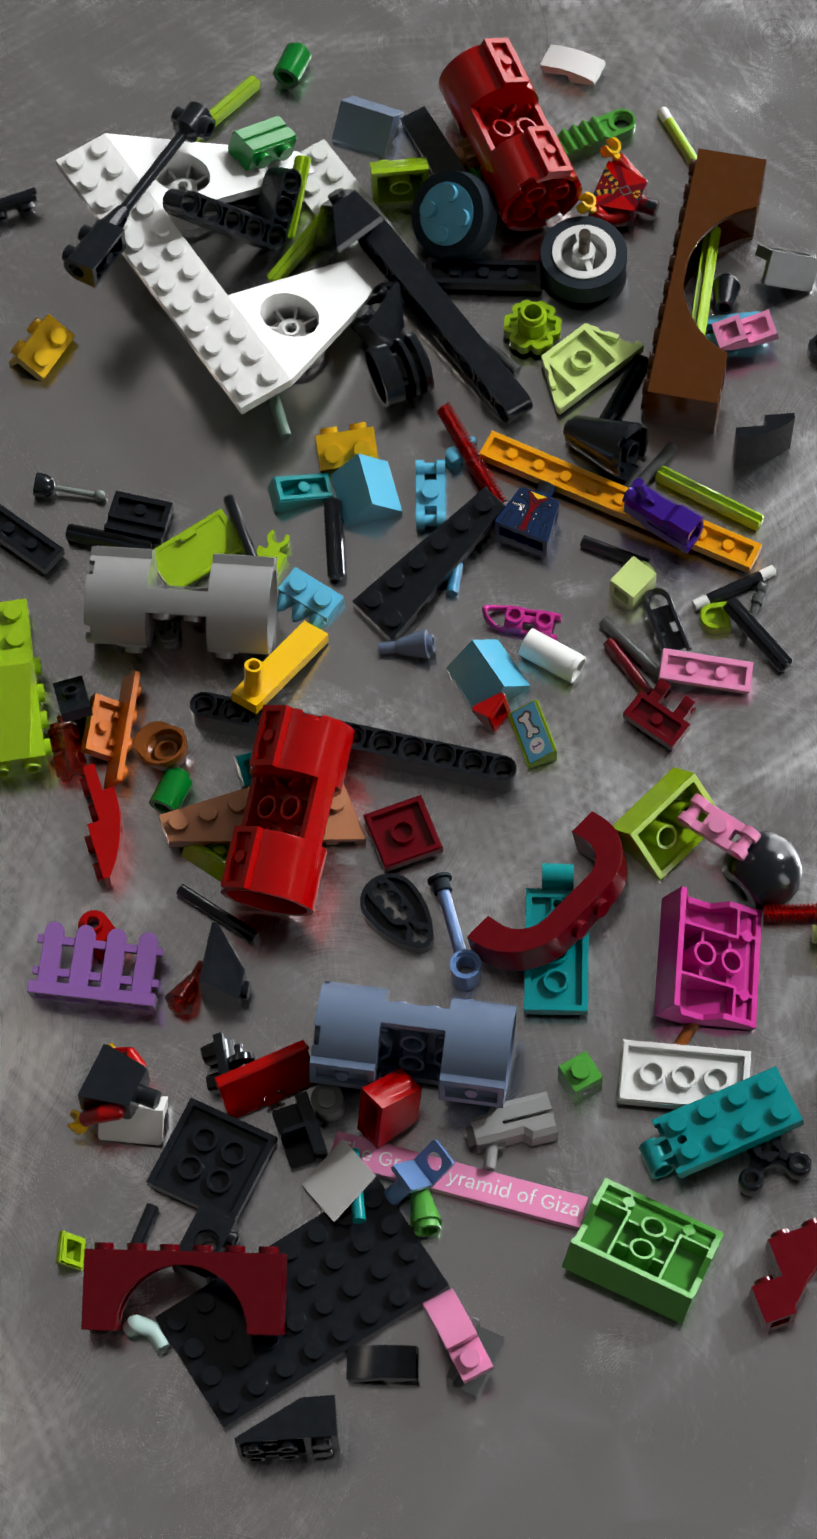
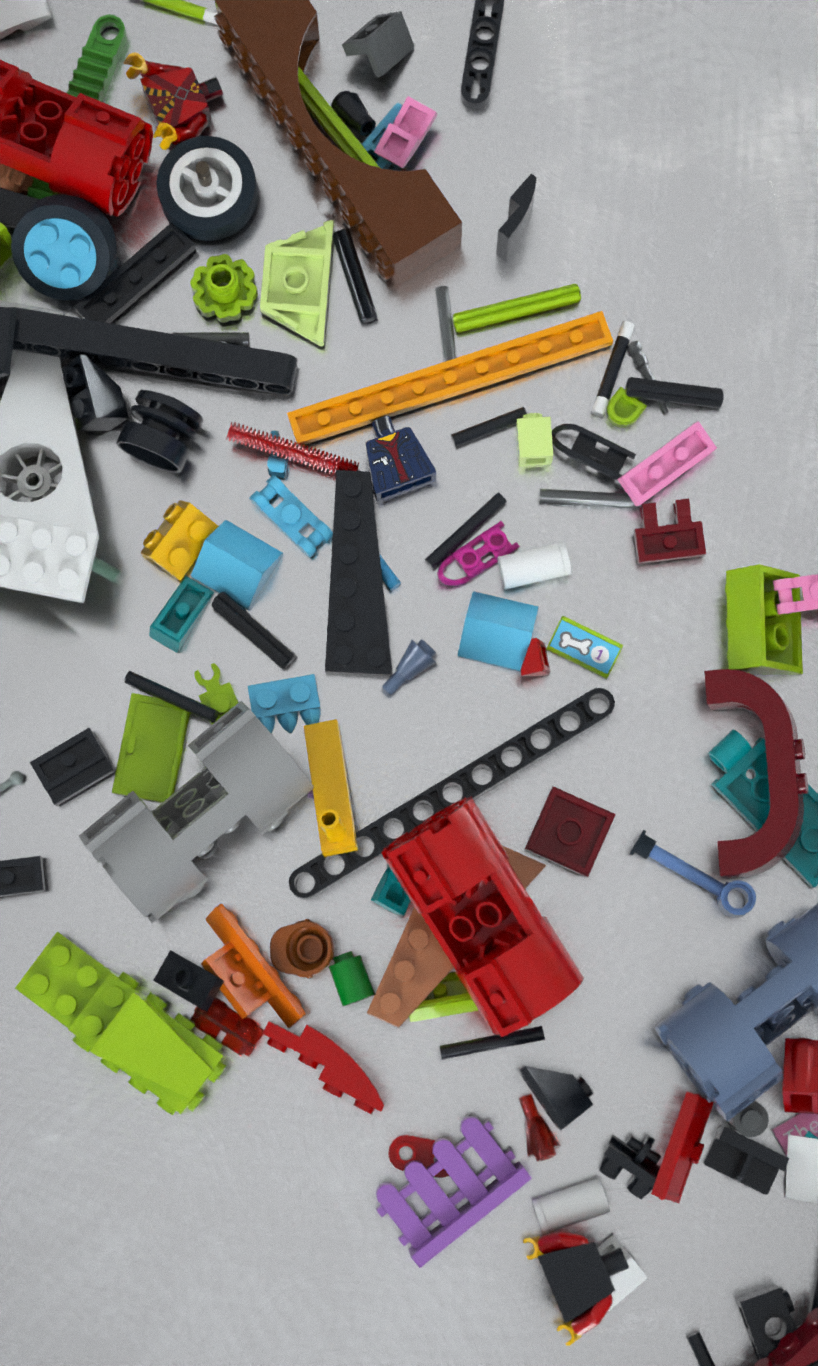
camera: 45 degrees left, 15 degrees up
(99, 537) = (66, 810): black axle -> none
(161, 1051) = (571, 1206): none -> white pin
(212, 1160) = (703, 1253): black plate -> none
(408, 899) = (629, 882): black piece -> none
(532, 599) = (465, 530): none -> black bar
(608, 443) = (392, 337): black cone -> none
(627, 666) = (600, 516): dark red piece -> none
(663, 517) = (509, 362): dark purple piece -> none

